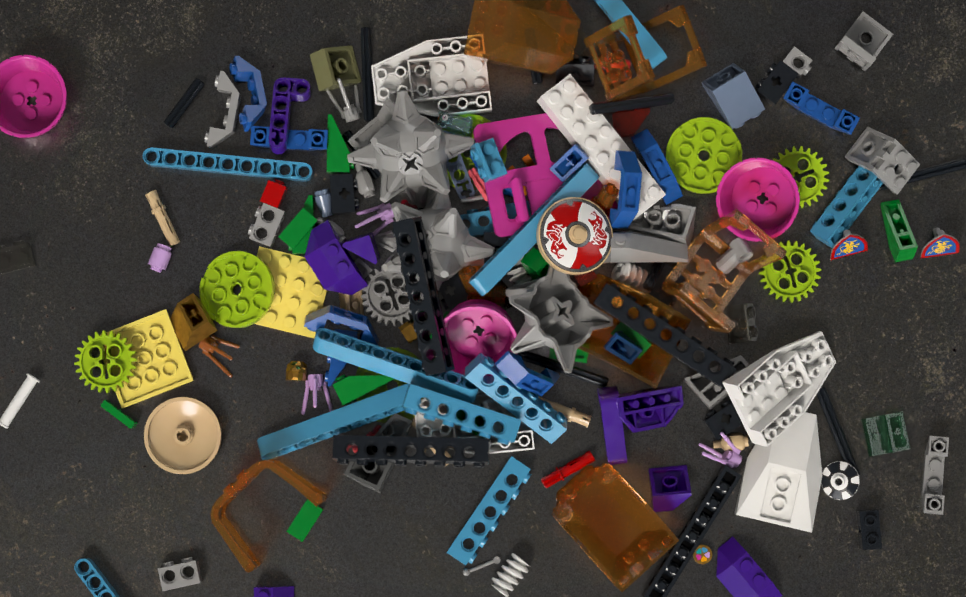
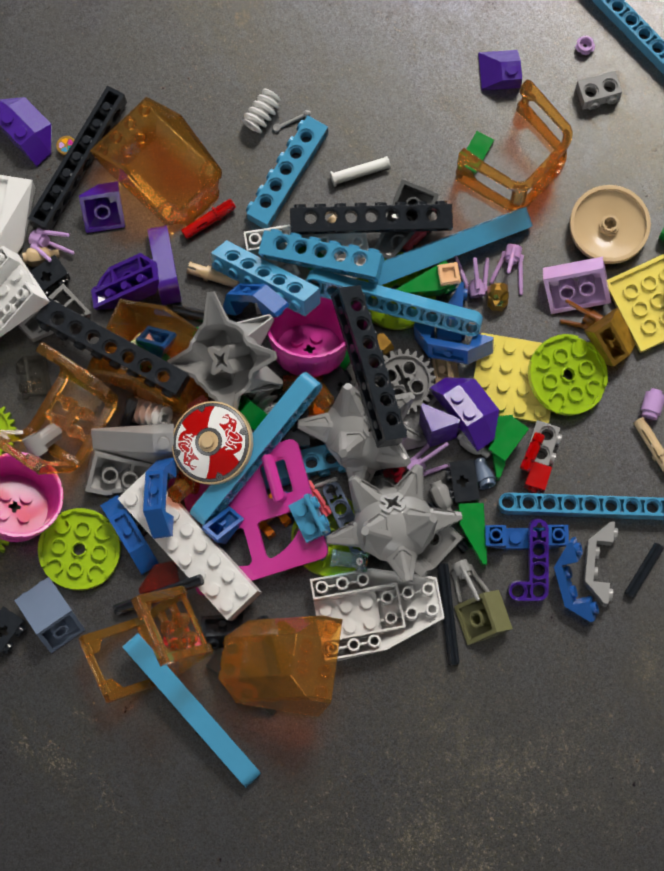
camera: 170 degrees right, 10 degrees down
(219, 377) = (578, 281): none -> lavender slope
(276, 215) = (532, 451): none -> red axle
(278, 412) = (512, 256): none -> lavender plant
(341, 390) = (448, 274): none -> light nougat tile
(418, 508) = (360, 170): none -> white pin

